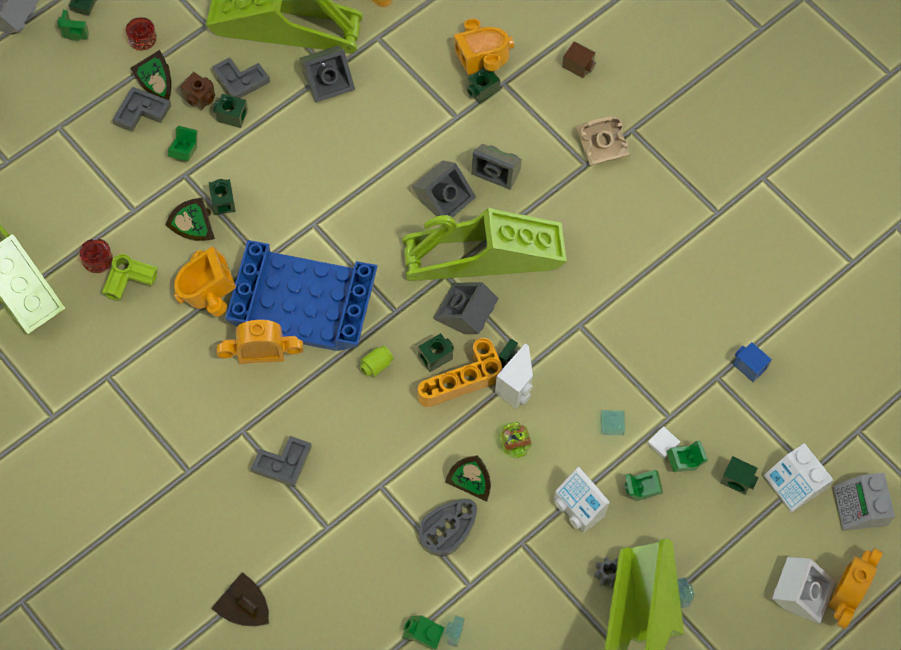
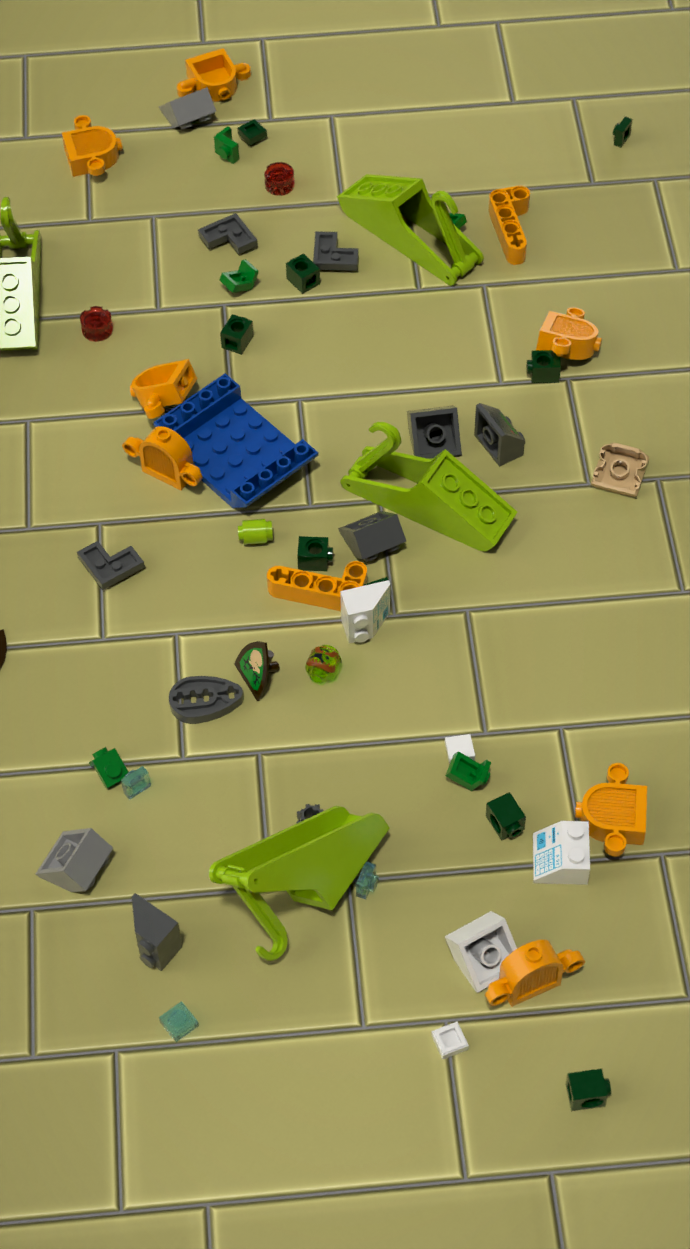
camera: 40 degrees right, 10 degrees down
(119, 279) = (107, 345): lime piece -> none
(154, 75) = (260, 213): shield -> none
(191, 220) = (194, 336): shield -> none
(198, 91) = (286, 242): reddish brown brick -> none
(327, 73) = (411, 287): dark grey slope -> none
(579, 60) = (653, 392): reddish brown brick -> none
(581, 501) = (335, 746): white slope -> none
(612, 422) = (426, 704): clear light blue plate -> none
(643, 485) = (406, 770): green bracket -> none
(751, 361) = (603, 729): blue brick -> none
(810, 421) = (615, 811): none -> light orange piece
(864, 502) = (610, 914): light grey slope -> none

